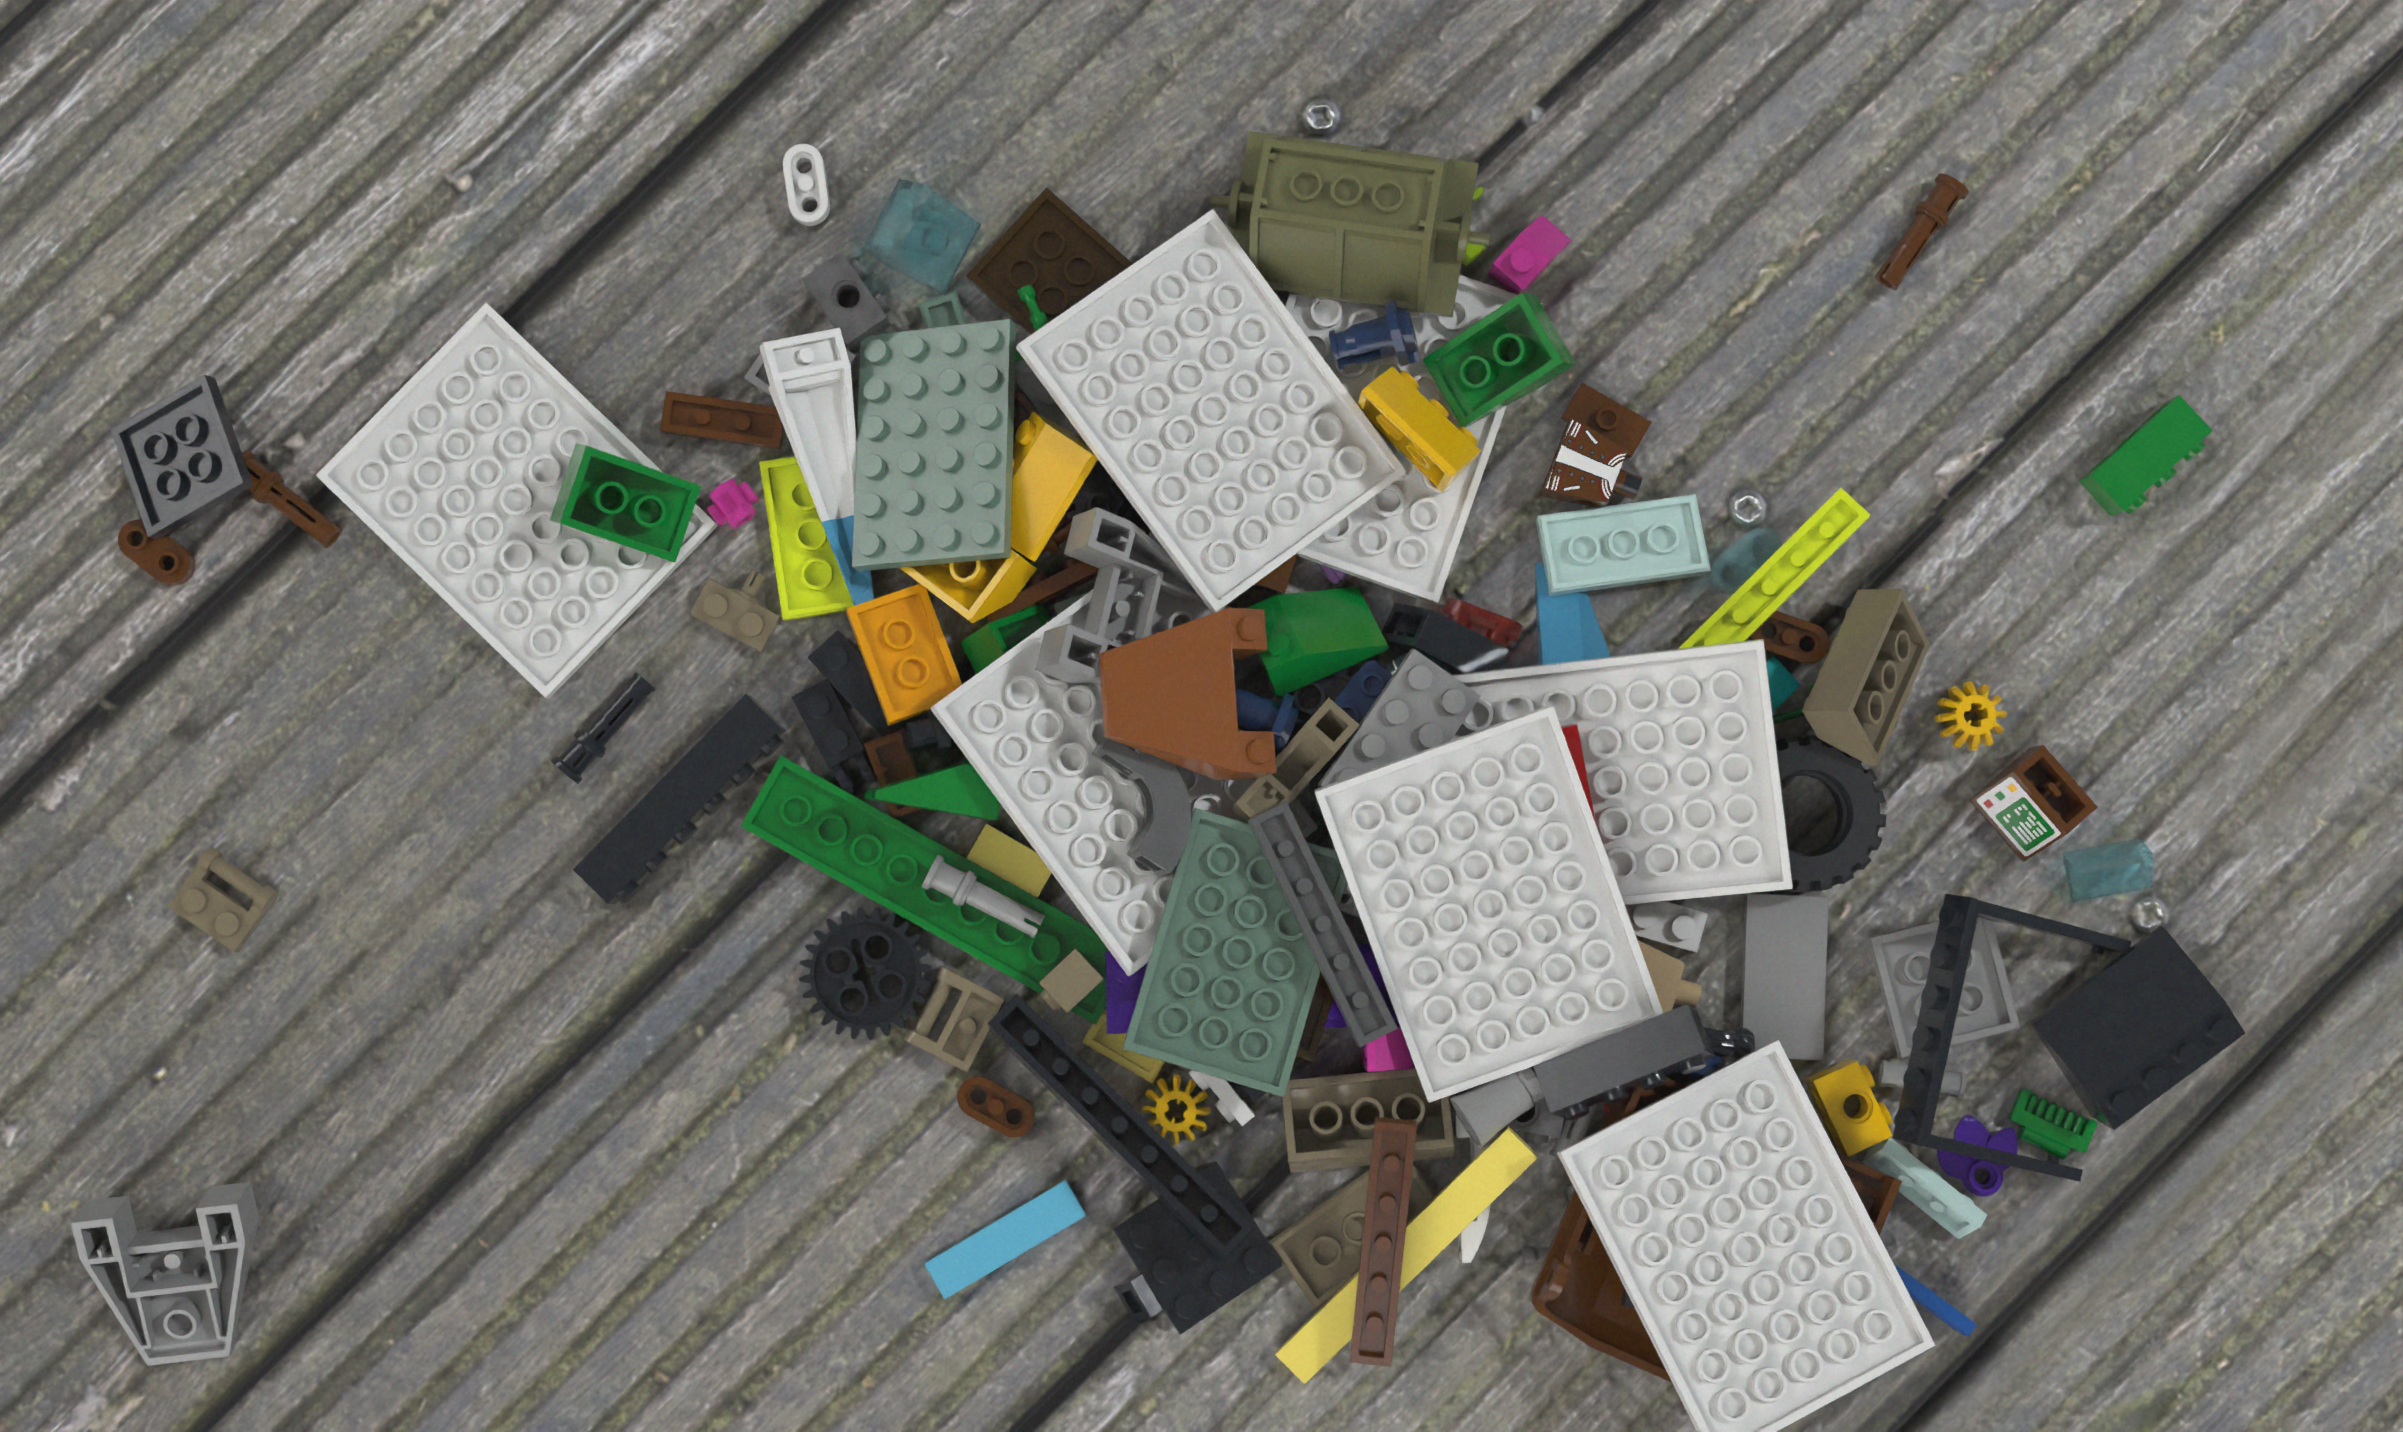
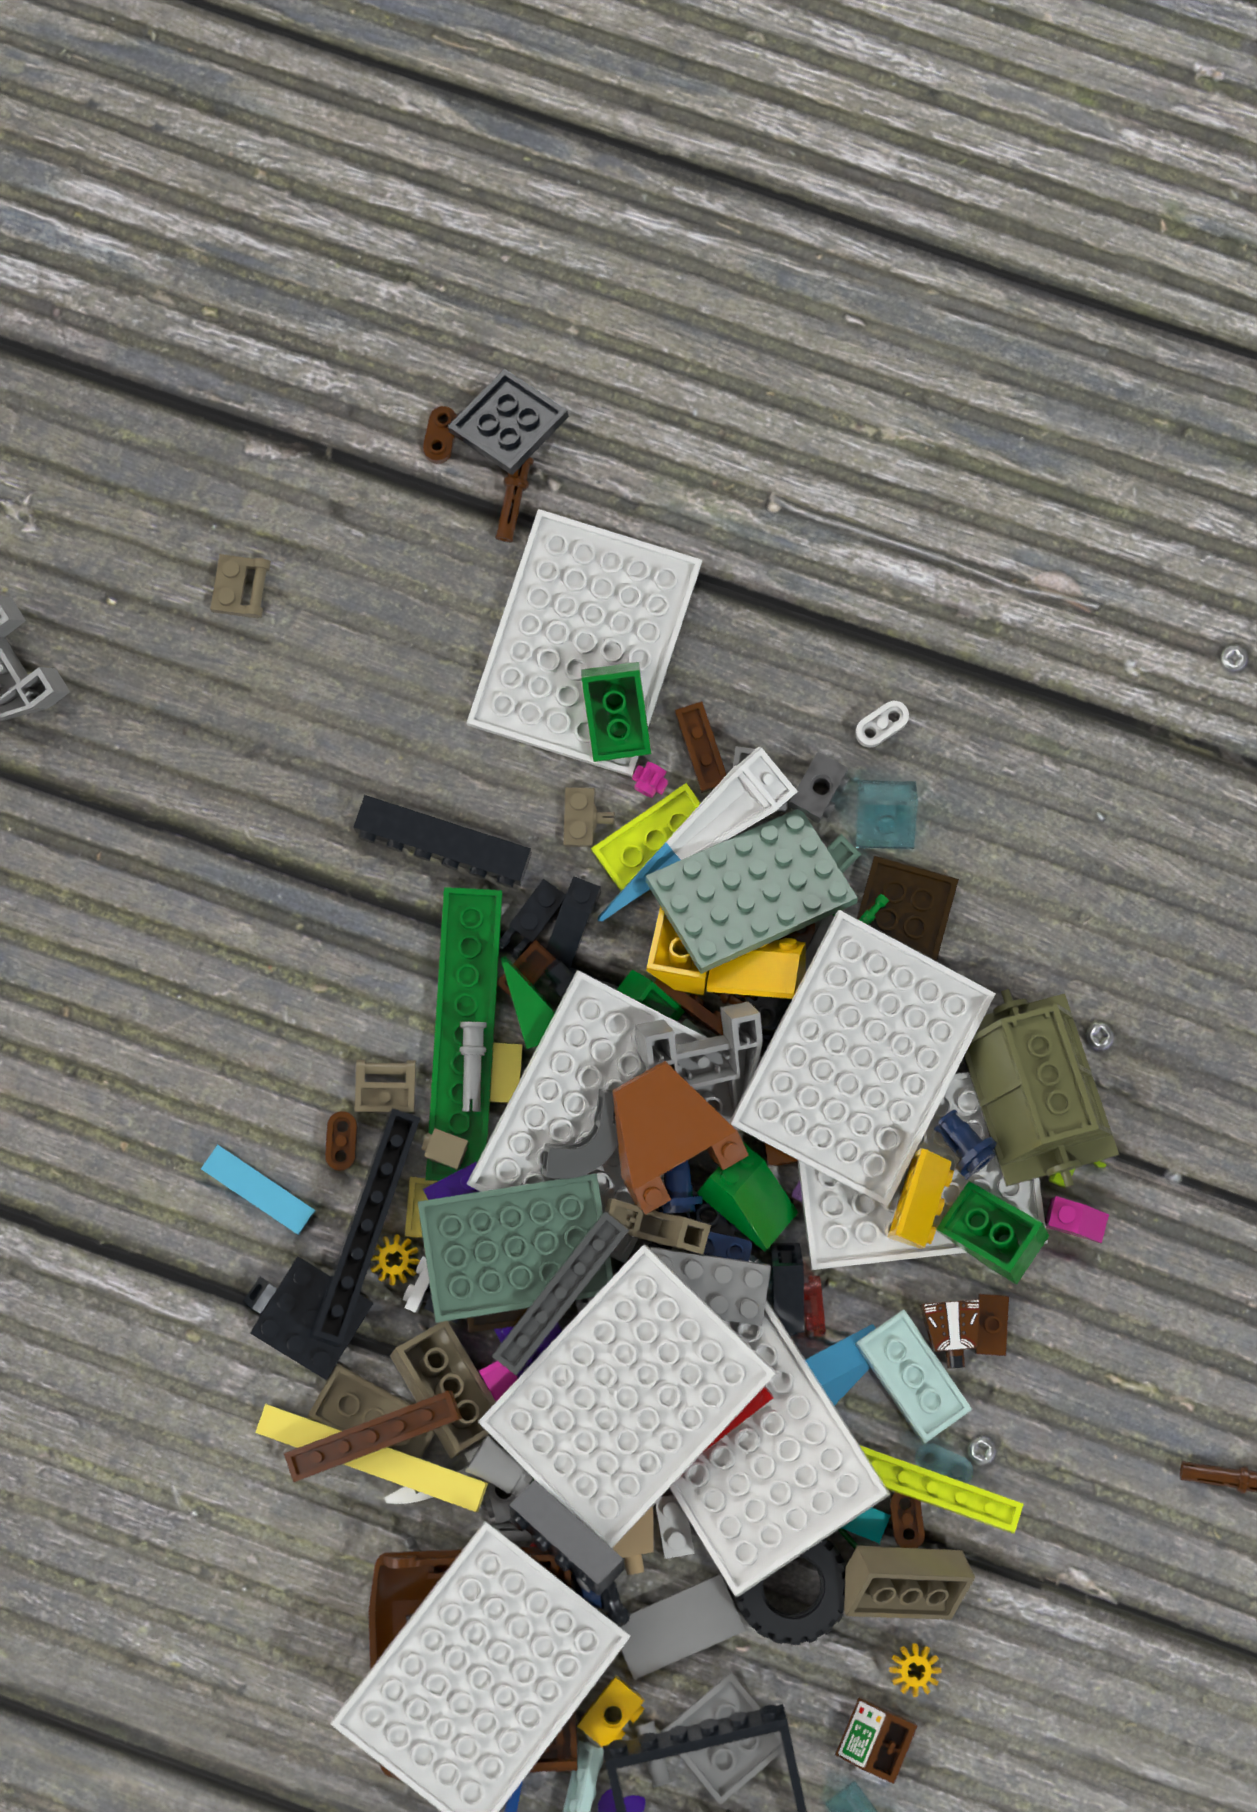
camera: 65 degrees right, 5 degrees down
(591, 742) = (451, 766): black pin -> none
(830, 986) = (368, 996): black gear -> none
(904, 652) = (607, 936): light orange plate -> none
(2146, 457) = (1152, 1708): green brick -> none

